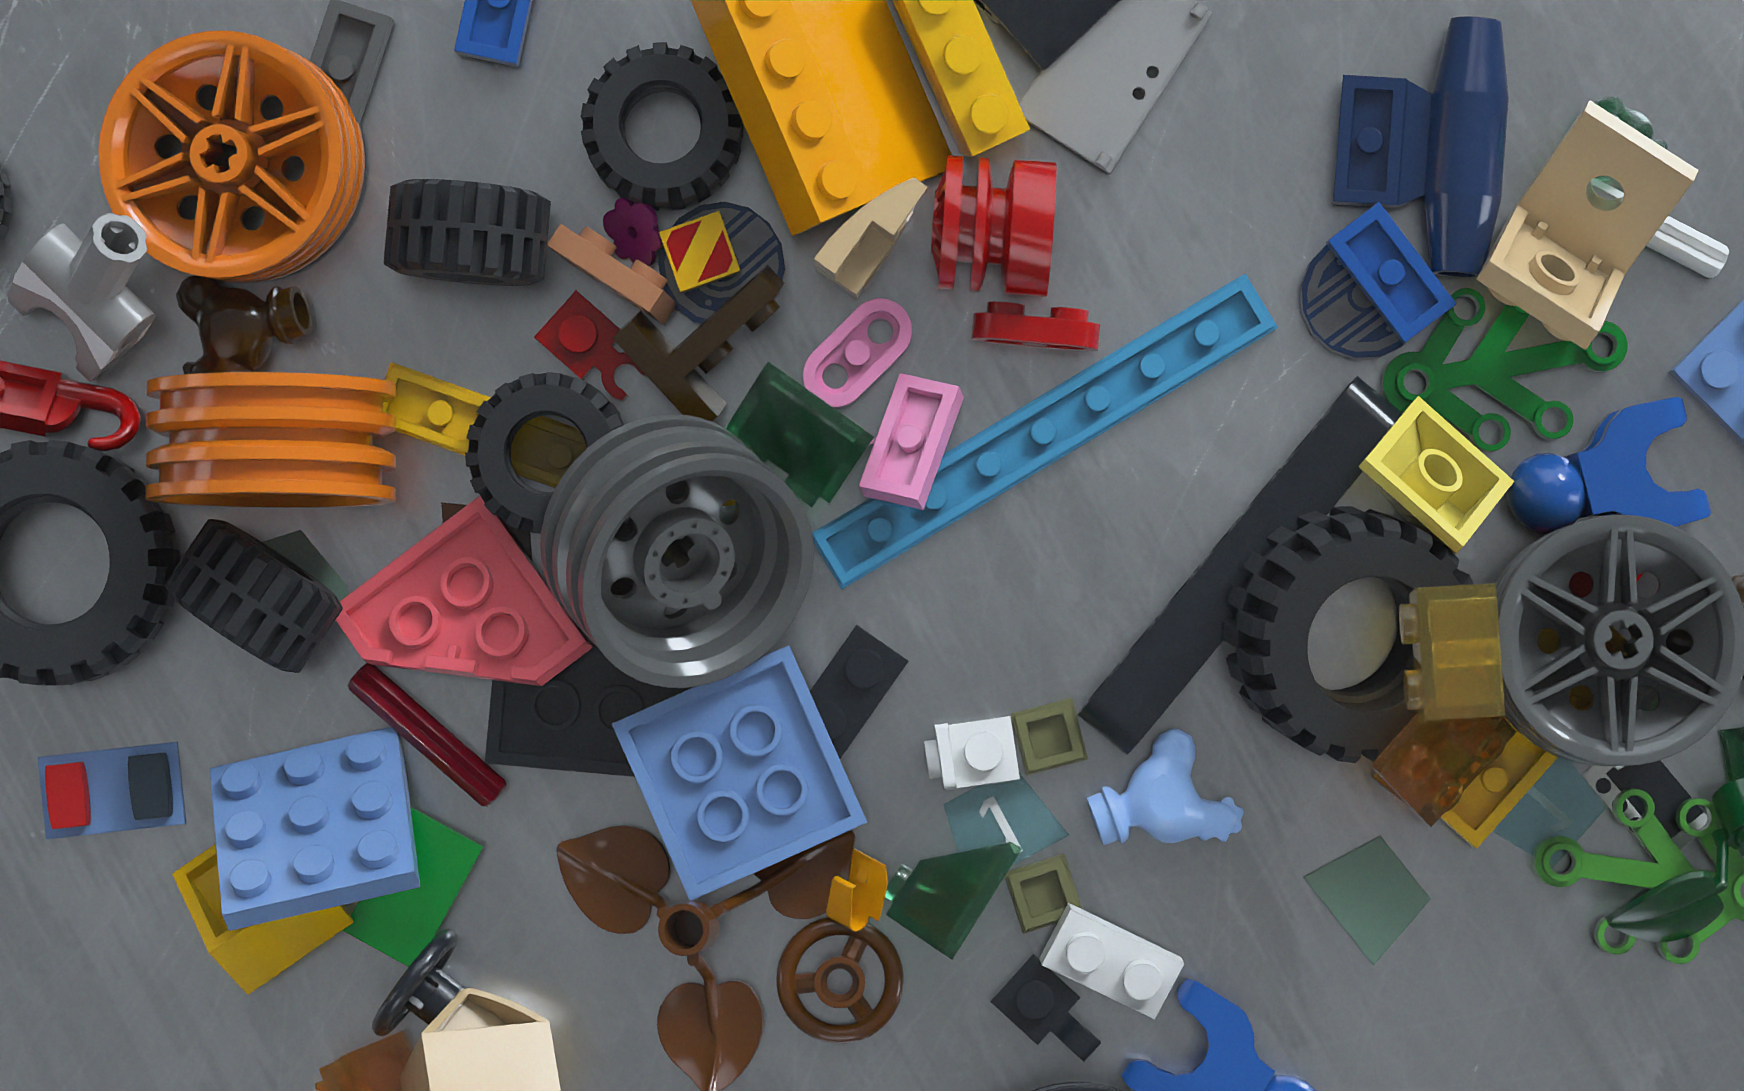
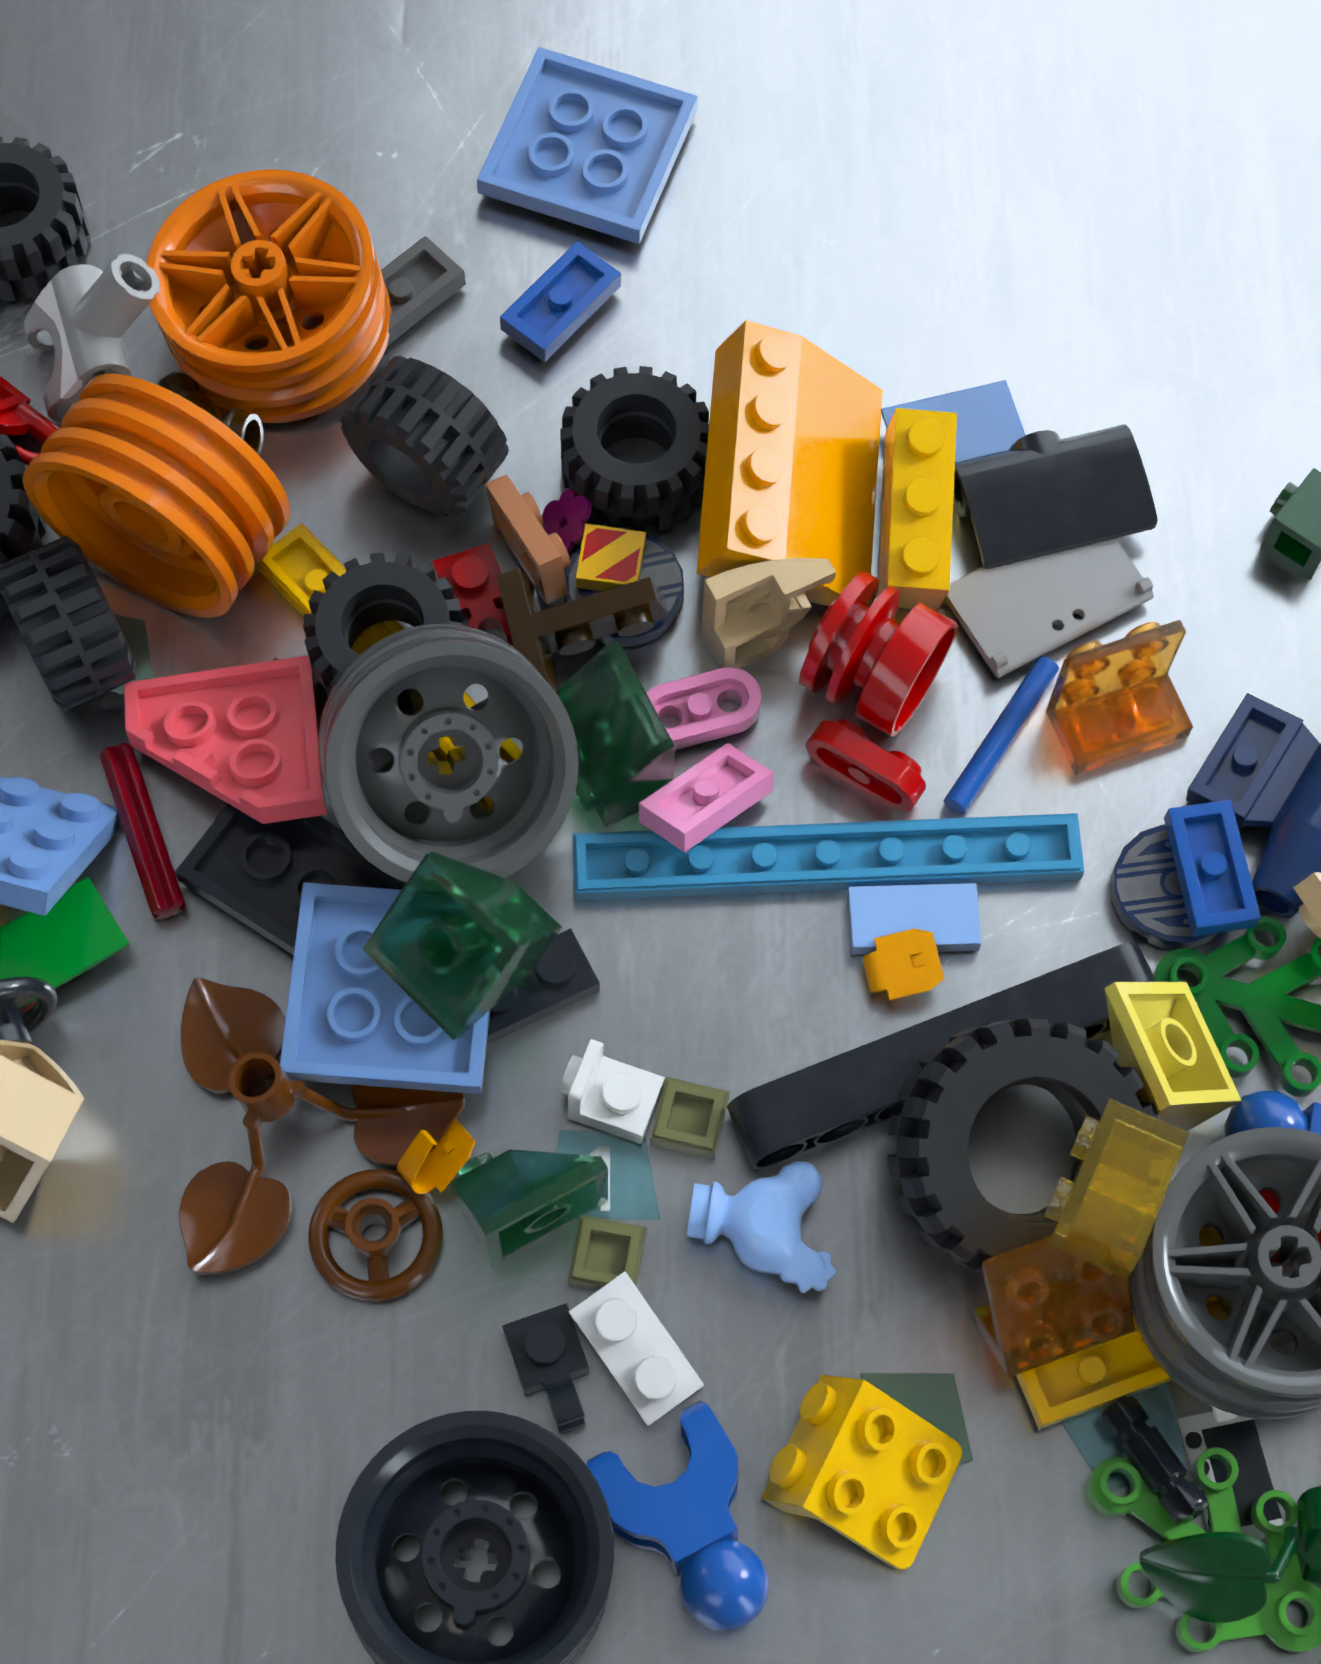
camera: 25 degrees right, 20 degrees down
(784, 713) = (459, 940): none -> clear green slope
(1139, 227) = (1001, 735): none -> blue bar
(1149, 450) = (944, 909): none -> light blue tile
(1163, 502) = (903, 964): none -> light orange piece
(1236, 151) = (1119, 697): none -> clear orange bracket
(1347, 961) = (864, 1468): none -> yellow bracket
(1580, 827) = (1154, 1460): none -> black axle

